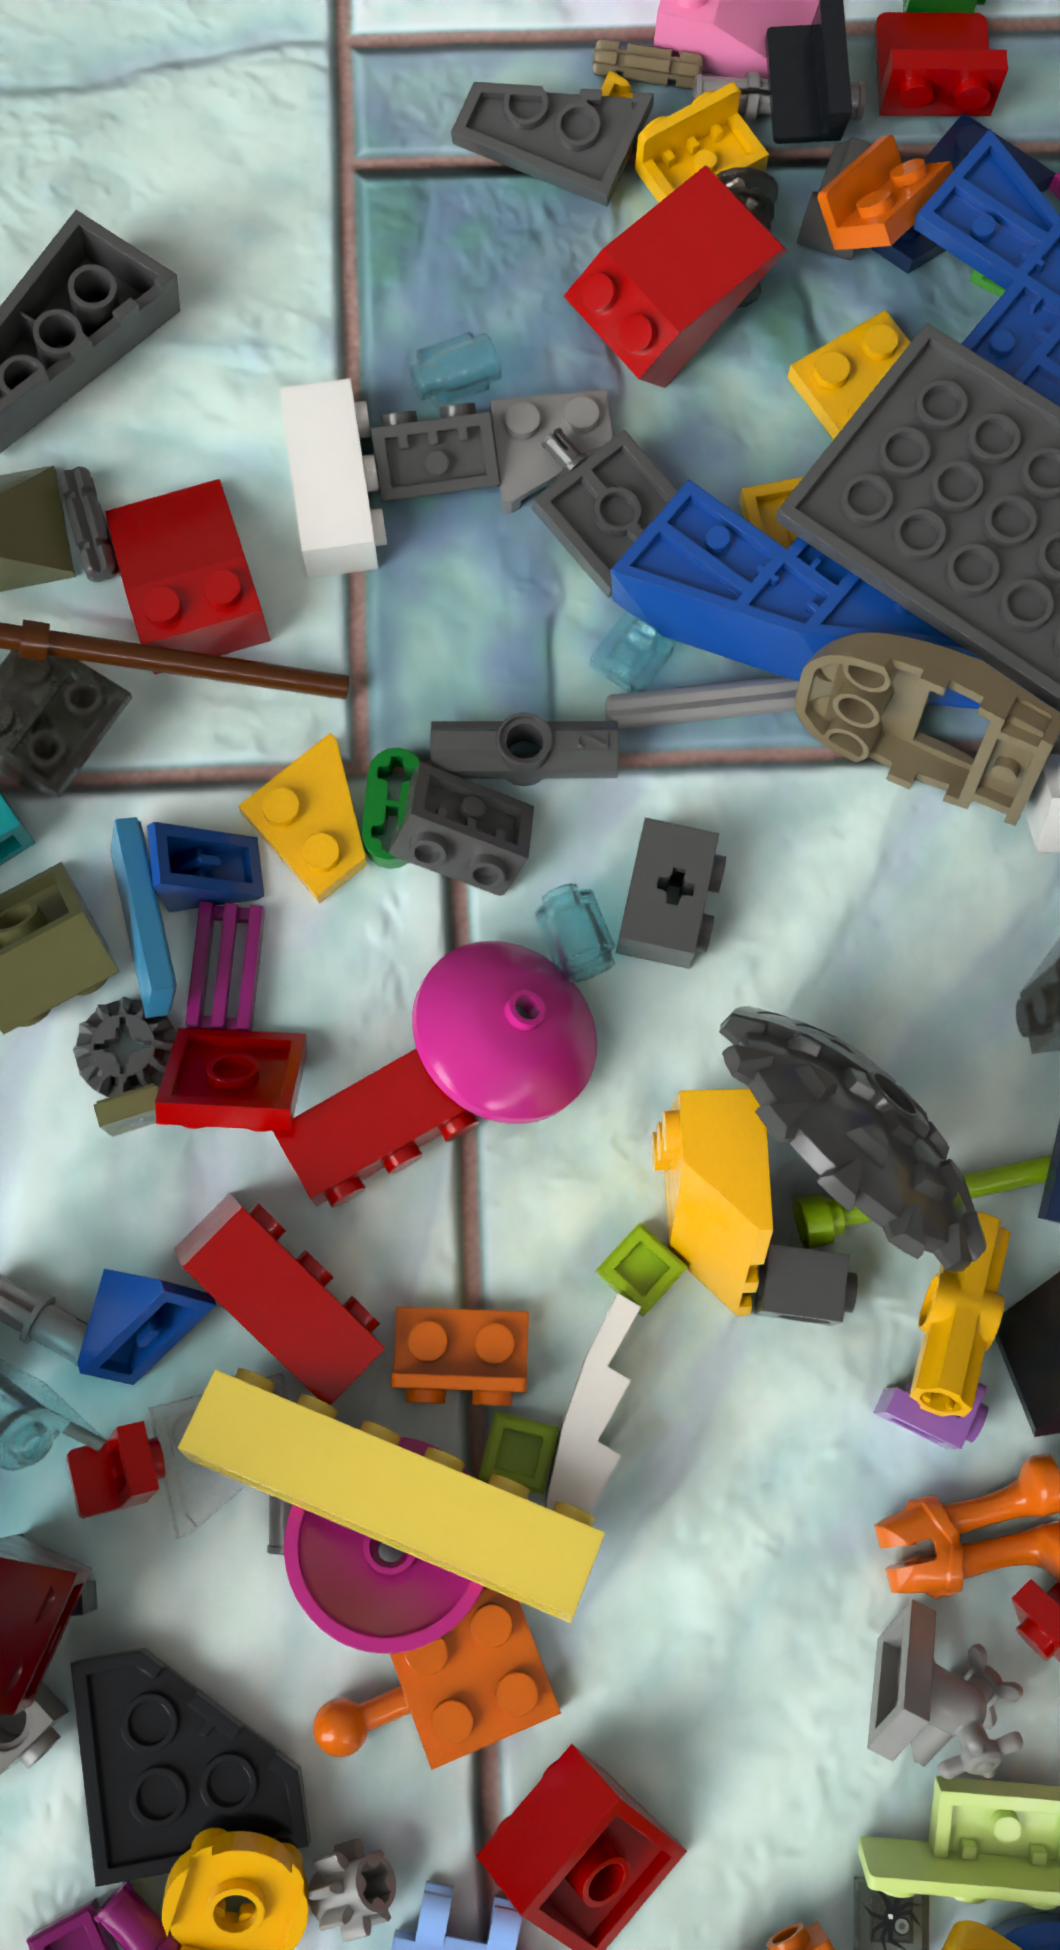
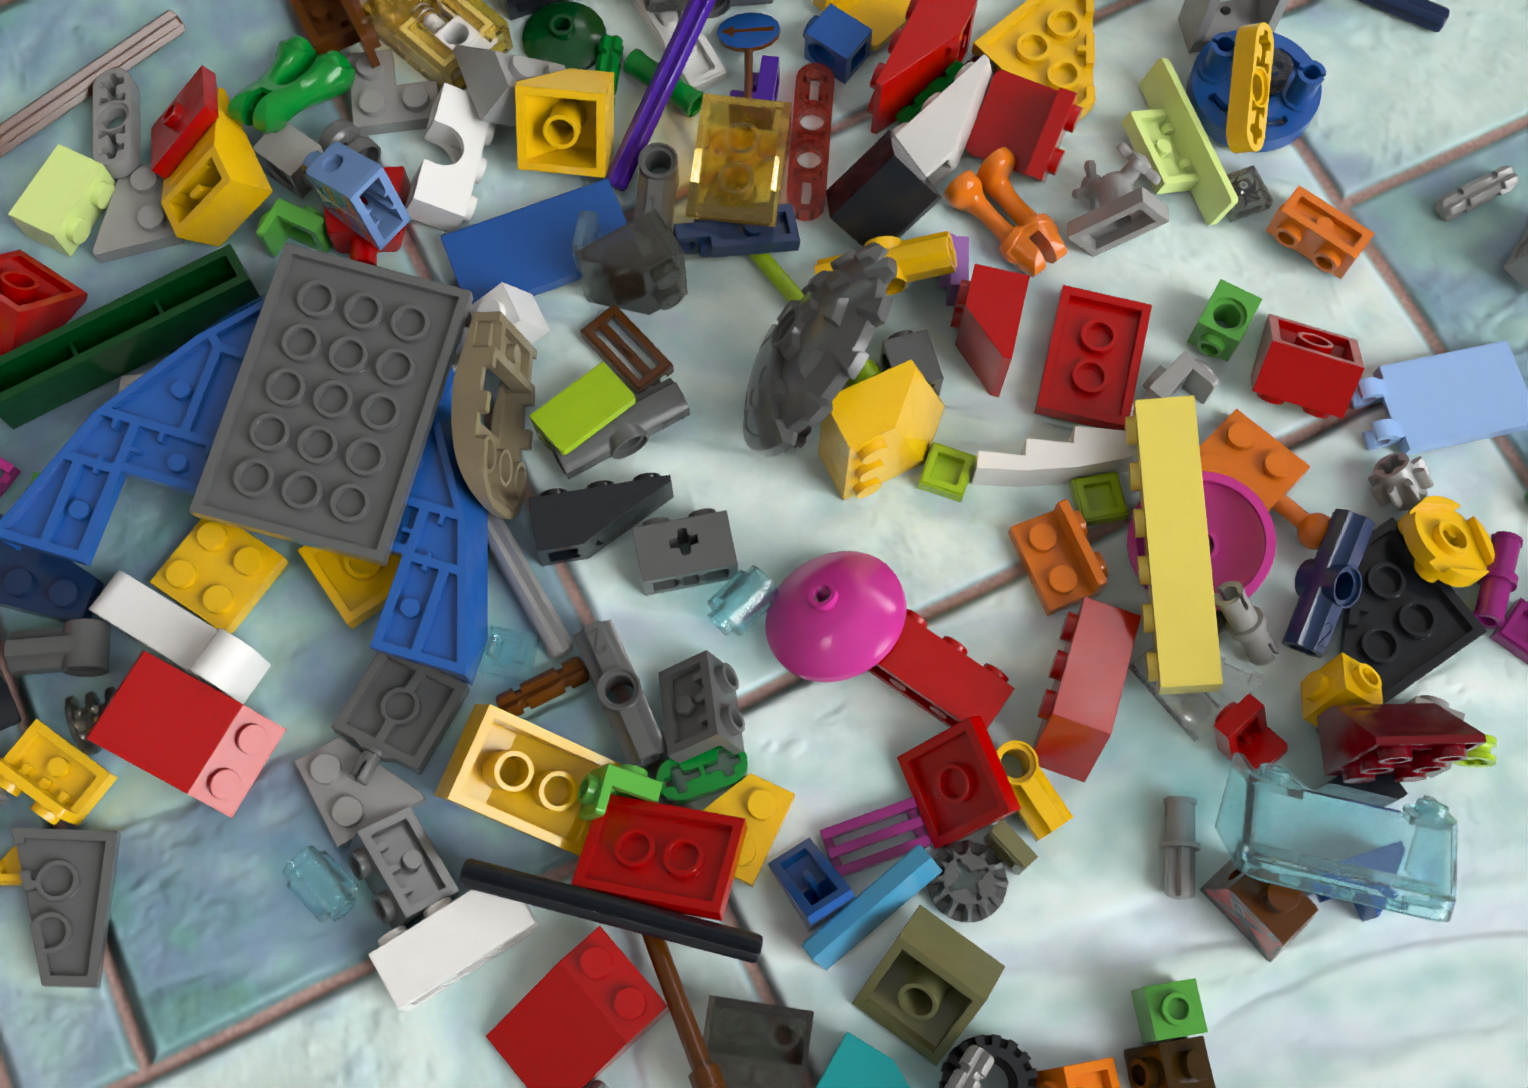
camera: 110 degrees left, 5 degrees down
(115, 1626) = (1339, 683): none -> yellow bracket
(137, 1324) = (1146, 772): blue slope -> none
(185, 1165) = (1040, 804): none -> yellow piece
(255, 1542) = (1245, 623): none -> light grey pin
(259, 1695) = (1328, 583): none -> dark blue piece
(269, 629) = (611, 910): none -> black axle
(308, 708) = (662, 856): none -> red plate
(413, 707) = (622, 781): none -> bright green bracket
(471, 612) = (520, 777): none -> yellow slope
(574, 668) = (543, 687): none -> reddish brown axle
(638, 1627) = (1184, 373): none -> light grey bracket
(717, 1789) = (1234, 308): none -> bright green brick
(718, 1547) = (1093, 358): none -> red plate
(753, 345) = (181, 637): none -> white beam
(757, 796) = (584, 521): none -> black slope
(821, 1416) = (988, 322): none -> red slope
(867, 884) = (628, 432): none -> dark grey piece
(878, 196) = (66, 600): orange bracket -> none
(905, 841) = (582, 409): none -> lime panel
(927, 957) = (650, 377): none -> reddish brown tile

